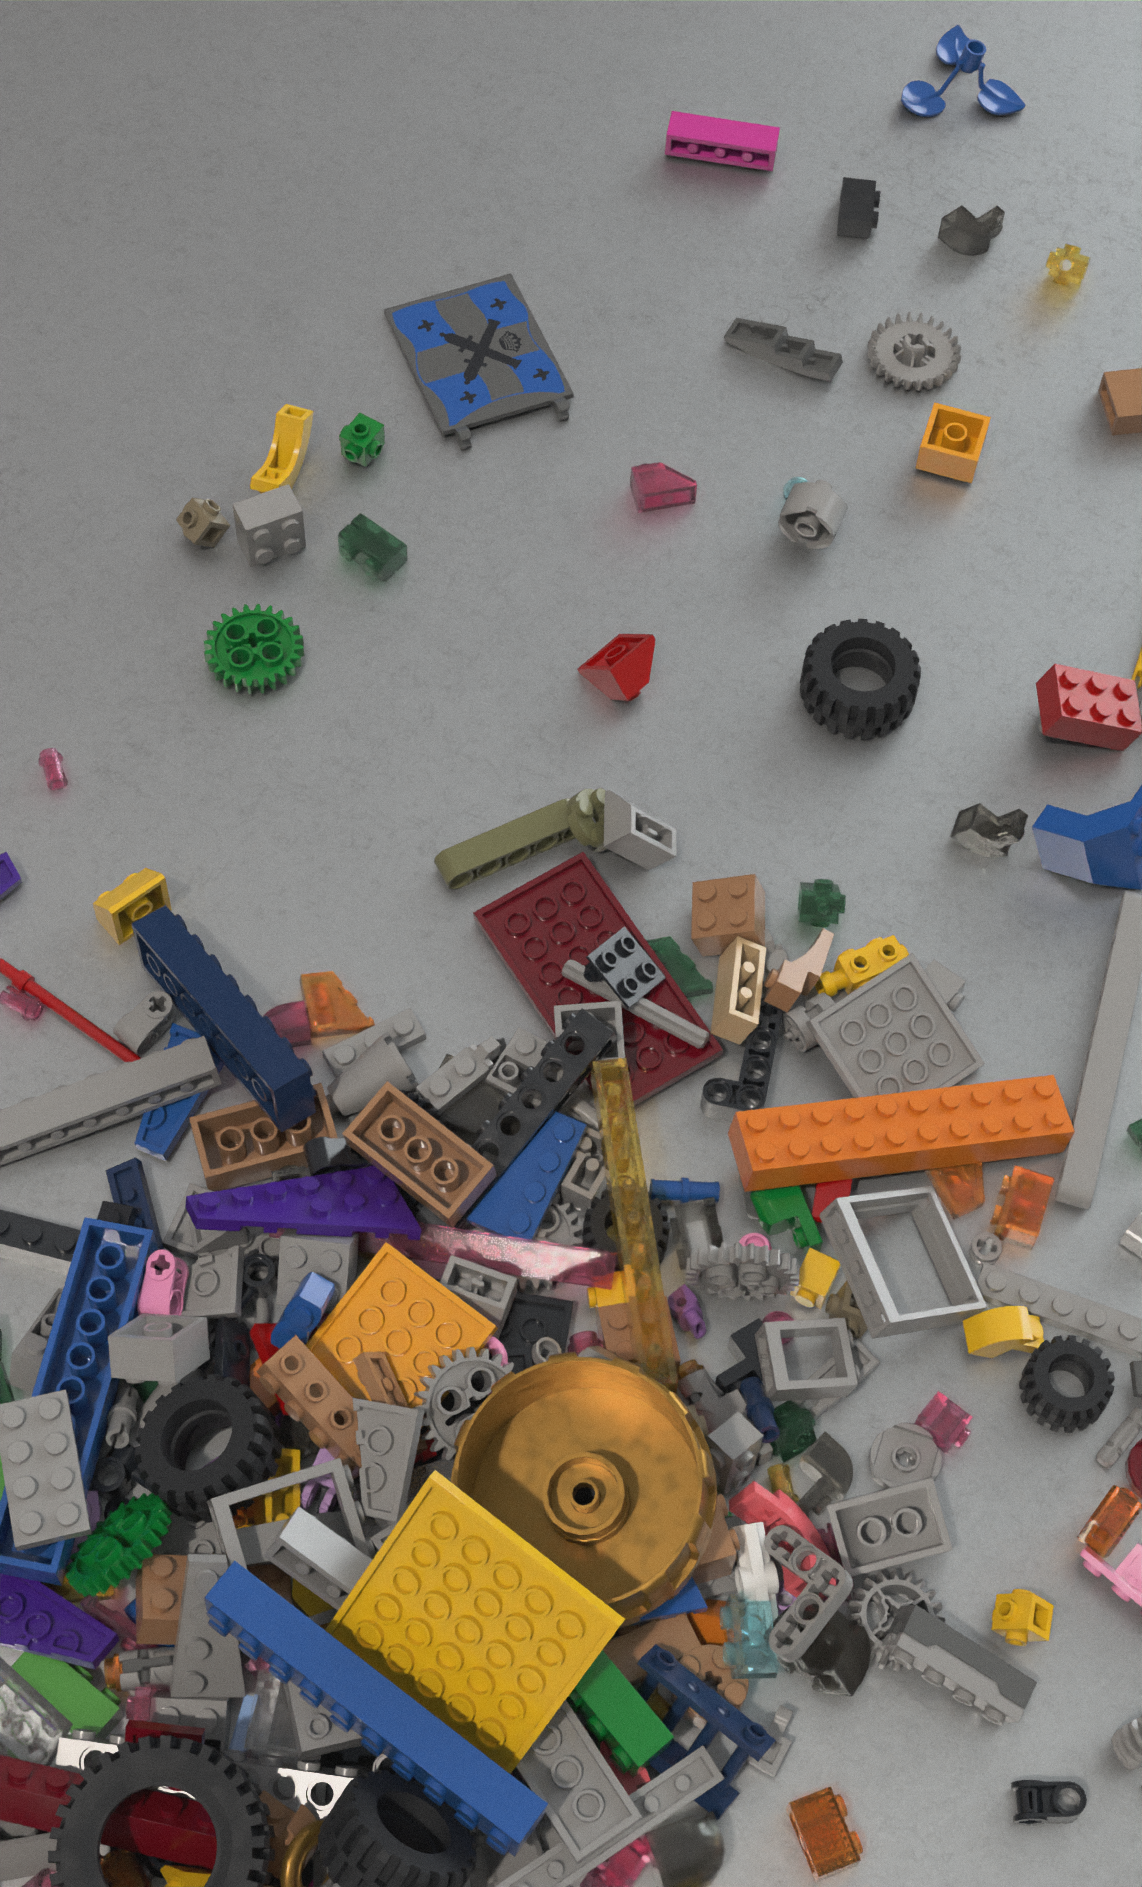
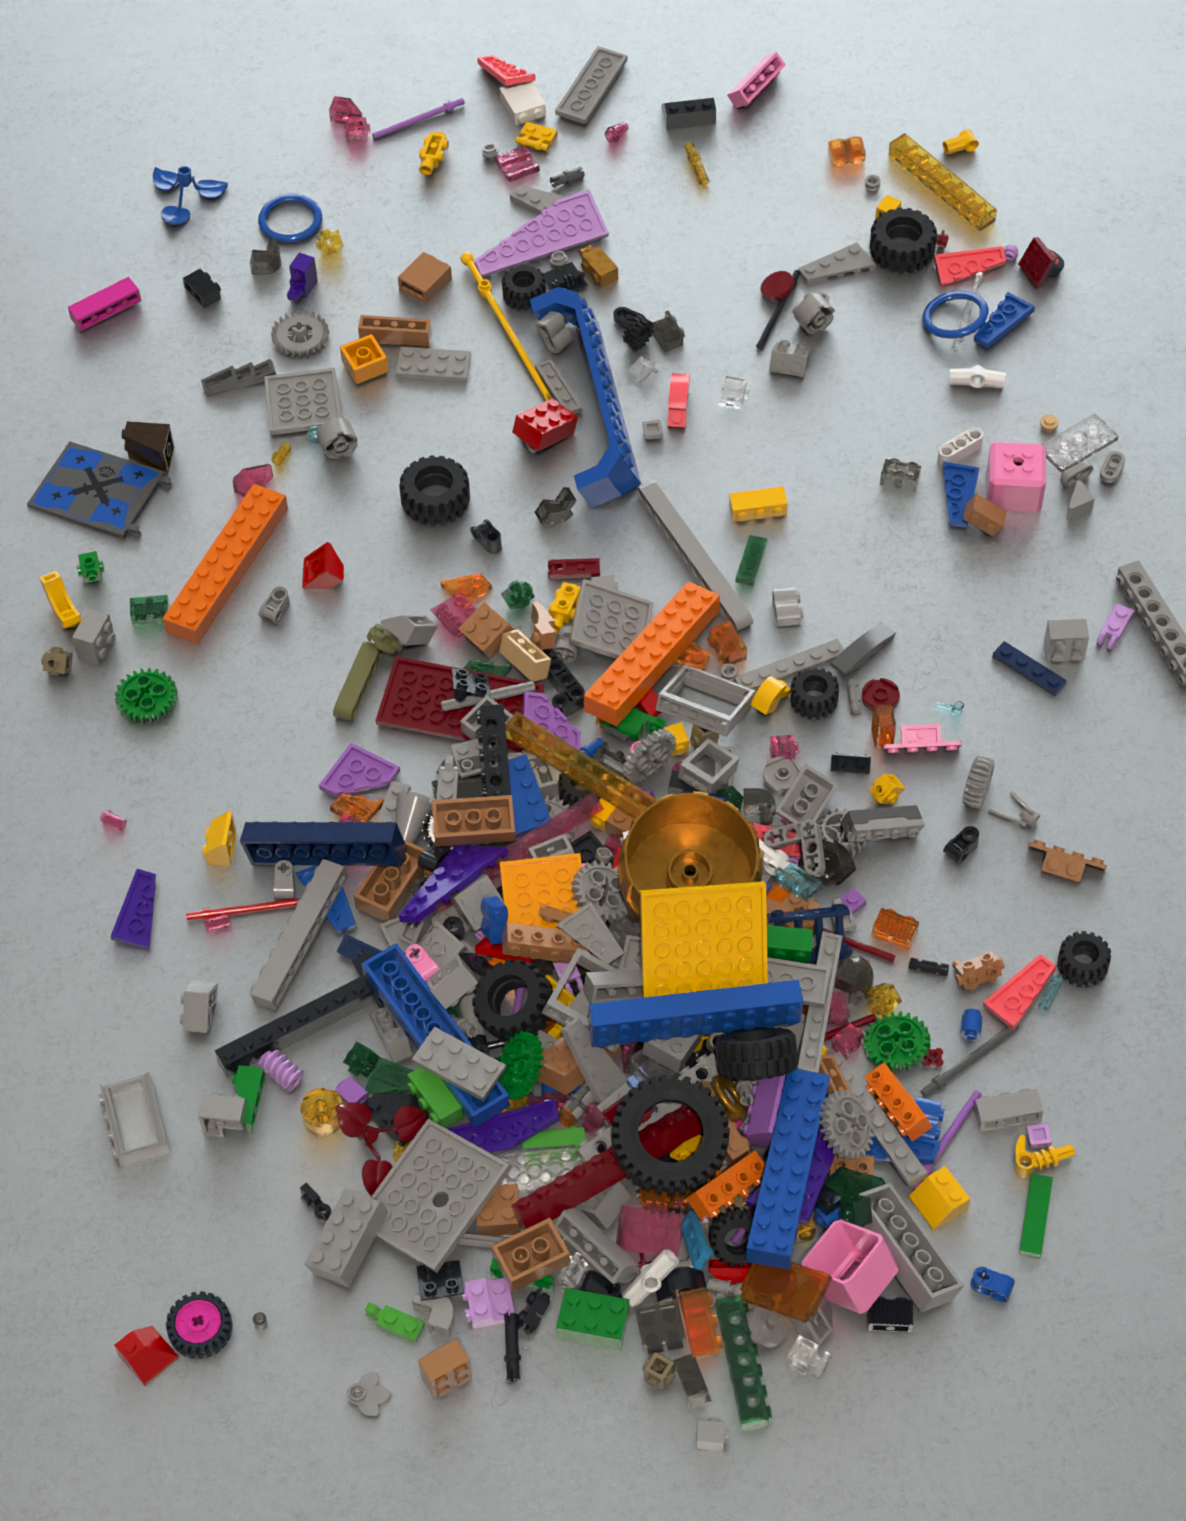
camera: 40 degrees left, 5 degrees down
(383, 961) = (358, 772): none -> medium lavender plate
(517, 563) = (225, 564): none -> orange brick
(517, 664) = (275, 607): none -> light grey piece
(587, 348) = (149, 444): none -> dark brown slope
(671, 1109) = (541, 711): none -> medium lavender plate
(716, 855) = (454, 612): none -> clear pink hinge
(729, 482) = (279, 456): none -> clear yellow pin
(753, 1812) = (867, 948): none -> dark red bar
(771, 839) = (470, 586): none -> clear orange wing
(810, 1732) = (853, 900): none -> medium lavender plate
(826, 436) = (301, 400): none -> light grey plate
(866, 790) = (487, 536): none -> black piece
(931, 929) = (573, 568): none -> dark red plate
(987, 285) = (303, 277): none -> dark purple hinge
(1006, 1519) = (850, 763): none -> black hinge
(1031, 438) = (396, 330): none -> medium nougat brick
(1037, 518) = (433, 364): none -> light grey plate
(1048, 235) = (262, 217): none -> blue wedge

